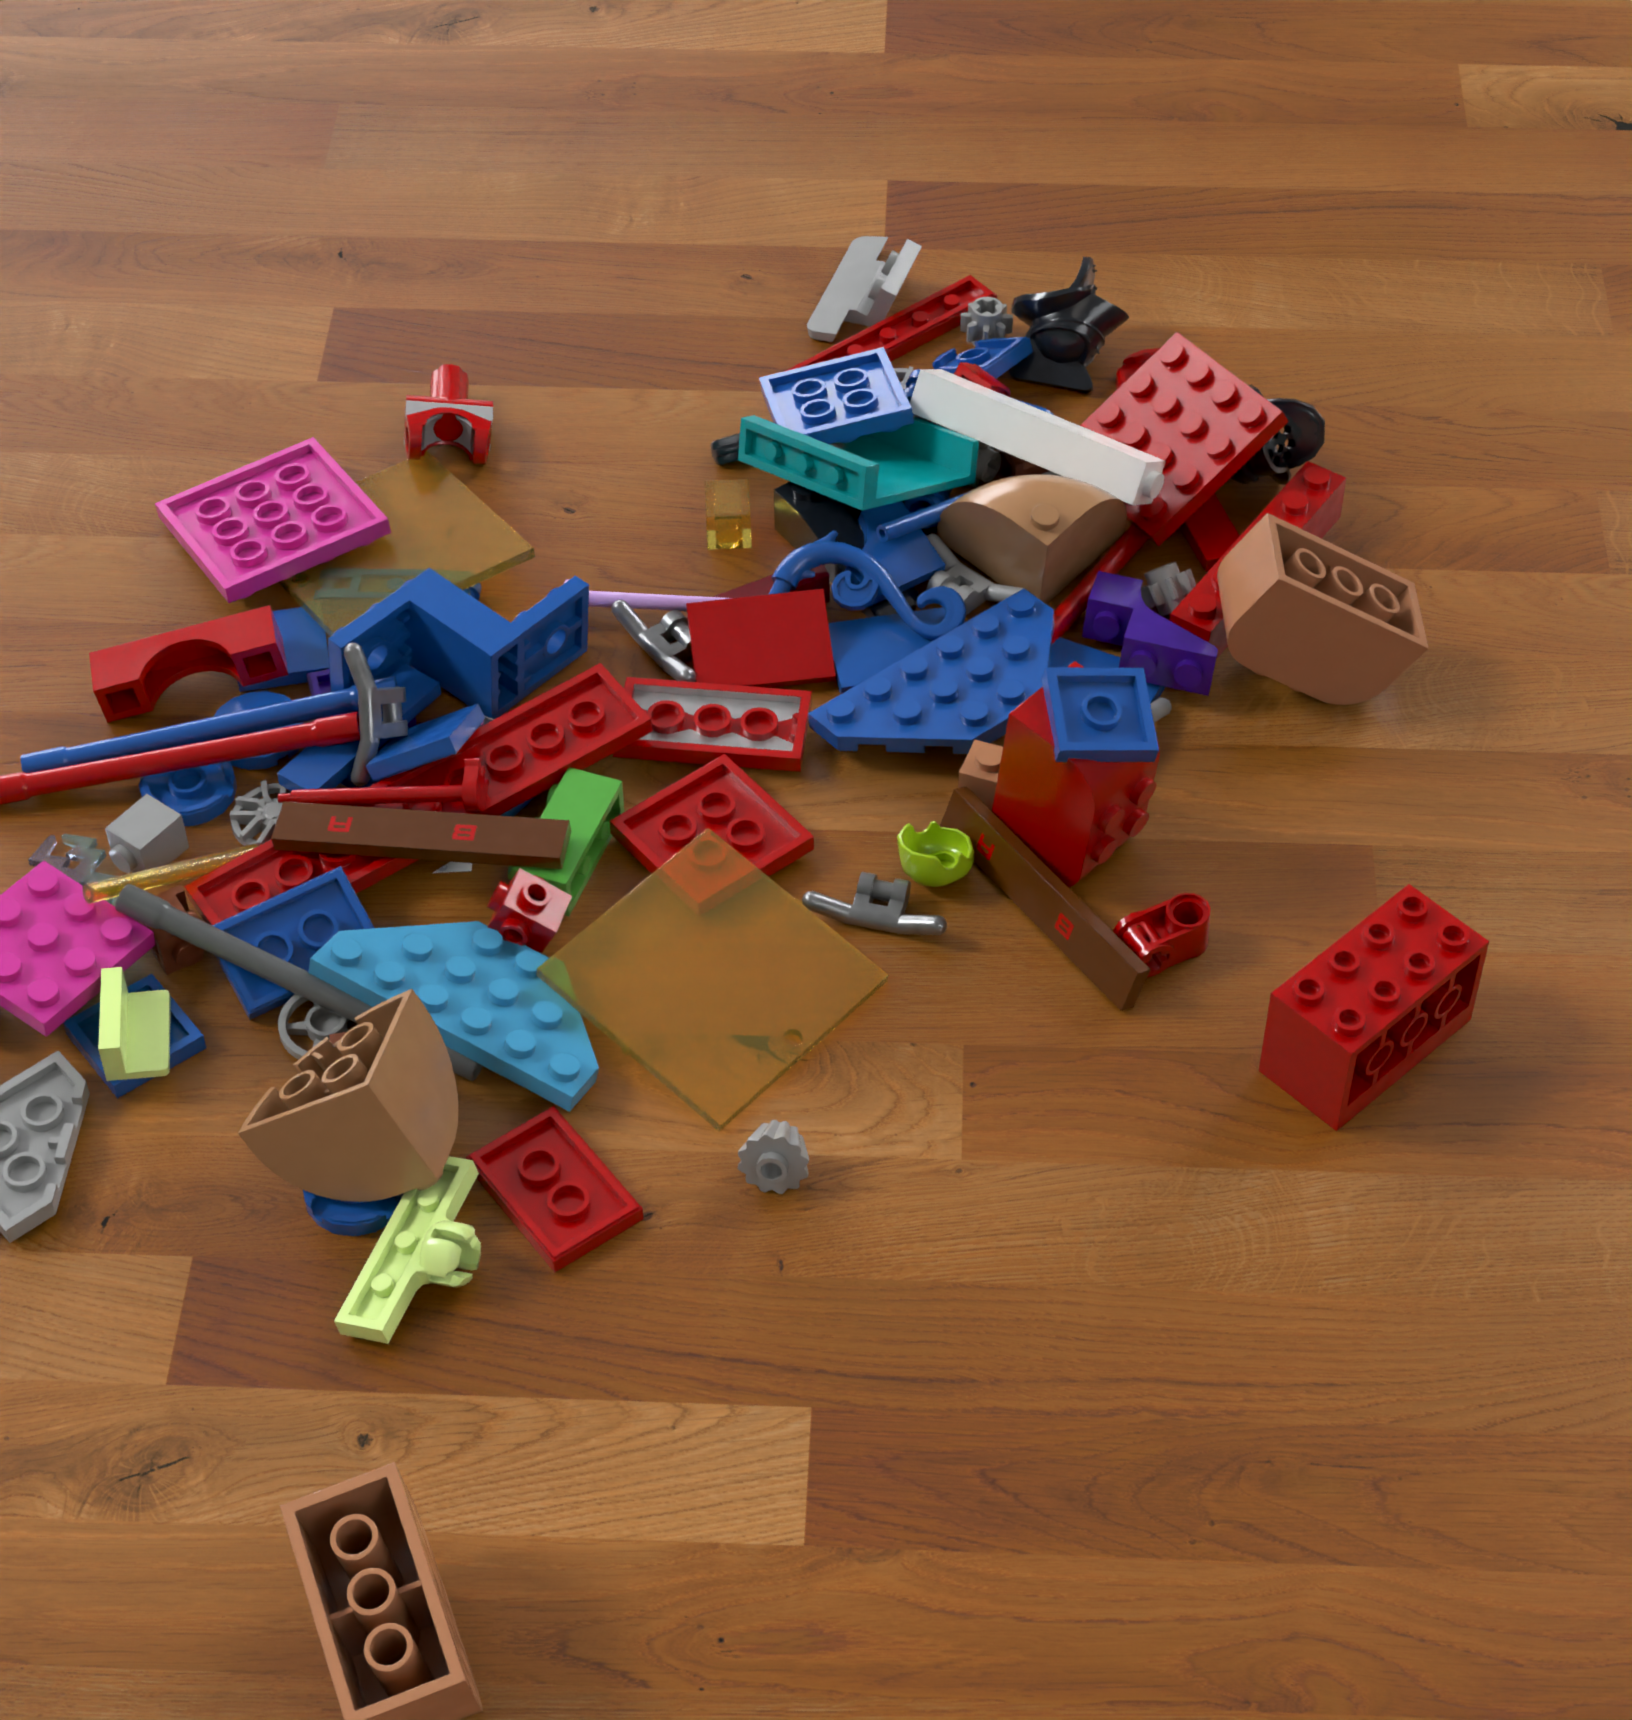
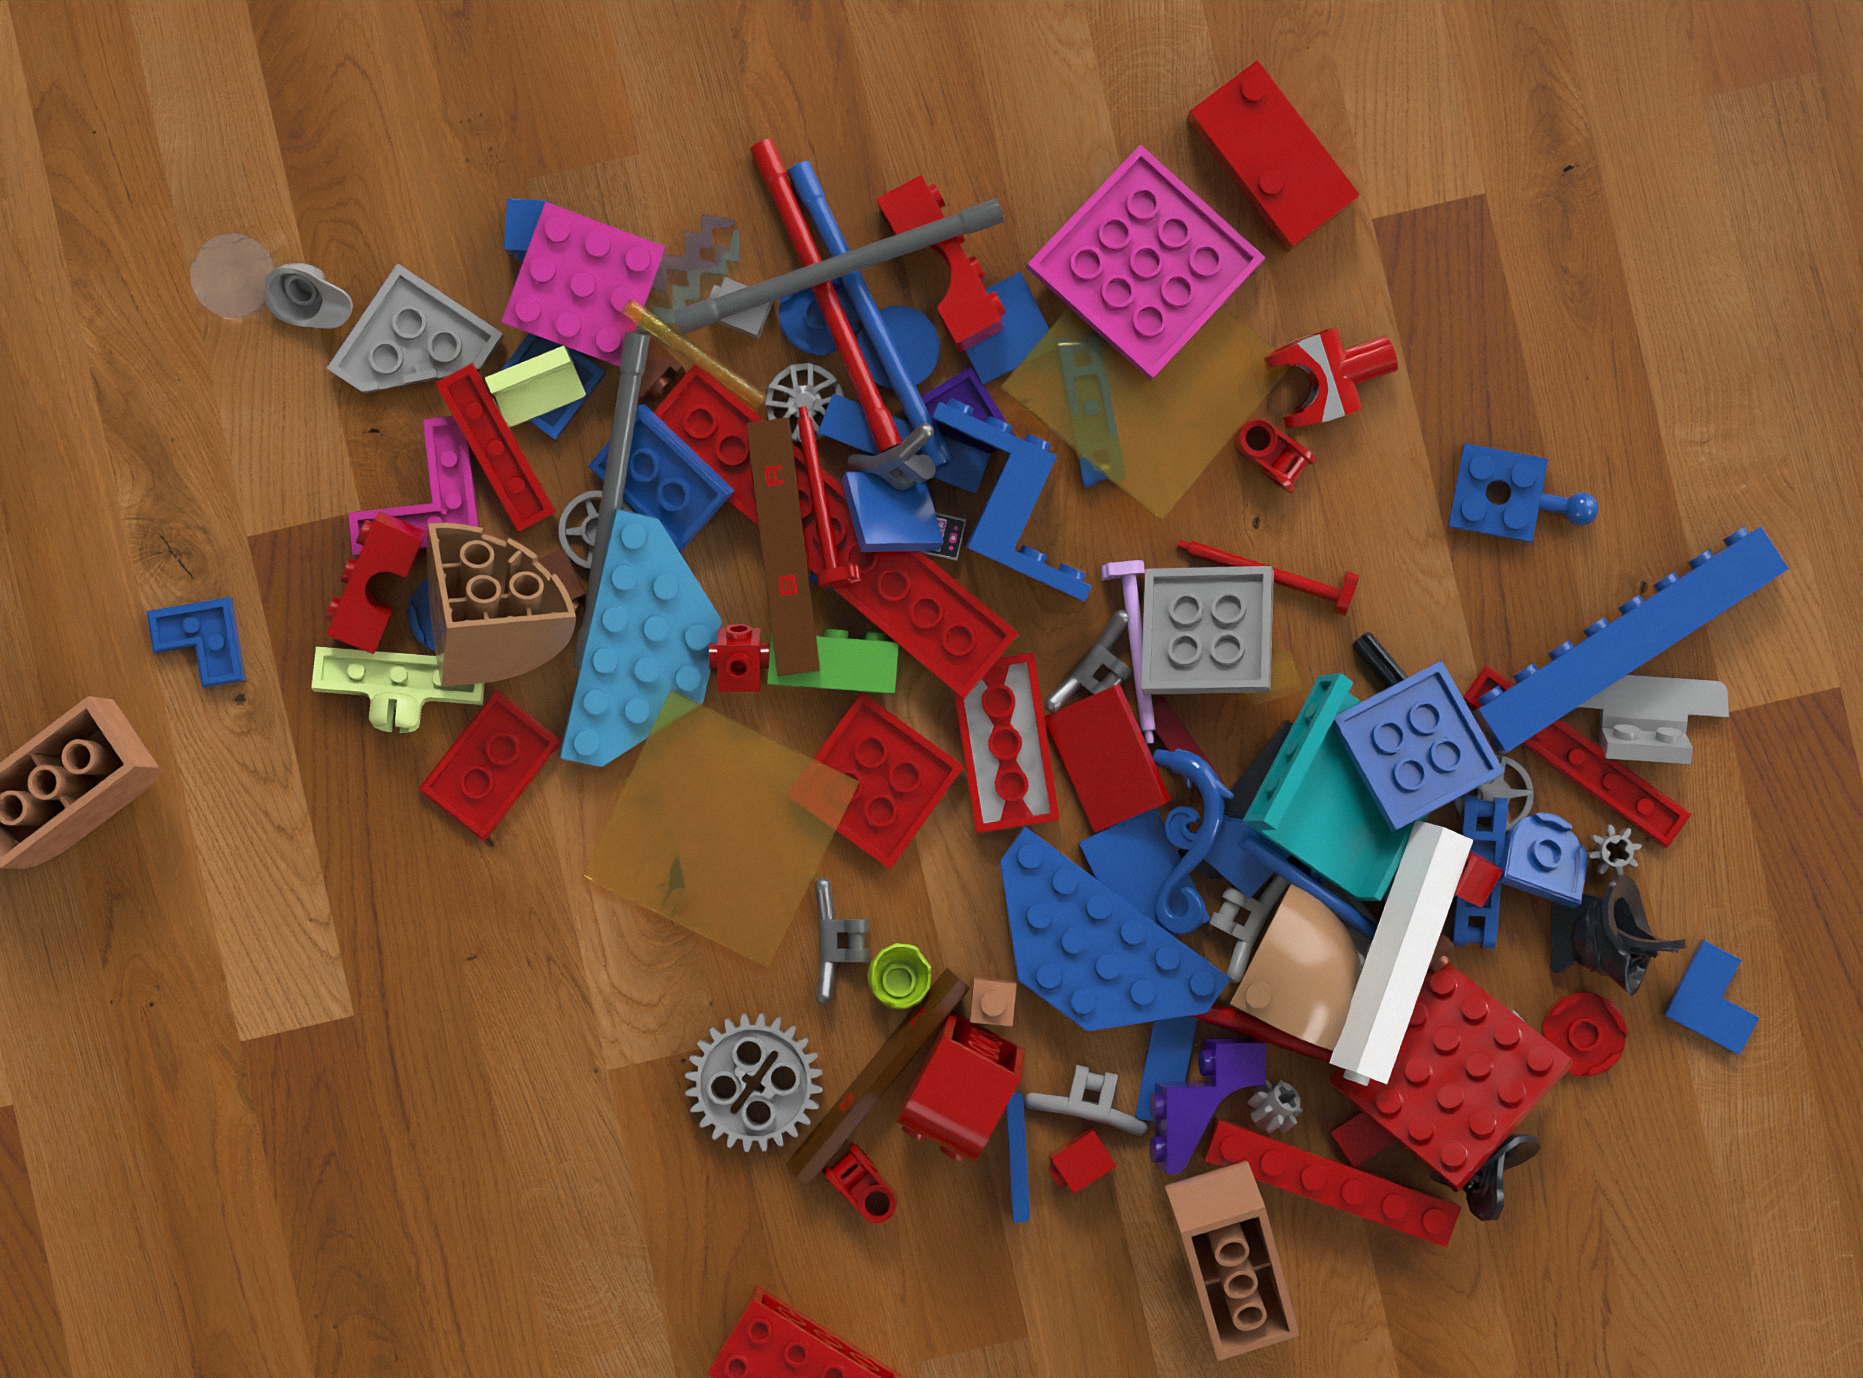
camera: 70 degrees right, 40 degrees up
(134, 837) = (964, 222): none -> dark grey piece
(179, 1080) = (495, 447): none -> red plate
(206, 1145) = (450, 484): none -> dark pink plate
(219, 416) = (1272, 156): none -> red brick
(261, 1445) = (207, 627): none -> blue tile
(308, 1260) = (359, 615): none -> red arch
(502, 471) = (1276, 454): none -> red piece
(639, 334) = (1525, 480): none -> blue plate
(660, 533) = (1207, 630): none -> light grey plate
(665, 454) = (1341, 597): none -> red piece
(774, 1157) = (553, 931): light grey piece -> none
(787, 266) = (1629, 640): none -> blue brick
(1016, 1008) = (723, 1059): none -> light grey gear
(1100, 714) = (964, 1113): blue tile -> none
(1152, 304) = (1699, 1000): none -> blue tile
(1186, 747) = (1080, 1161): none -> red brick
(1194, 803) = (1018, 1158): none -> blue tile

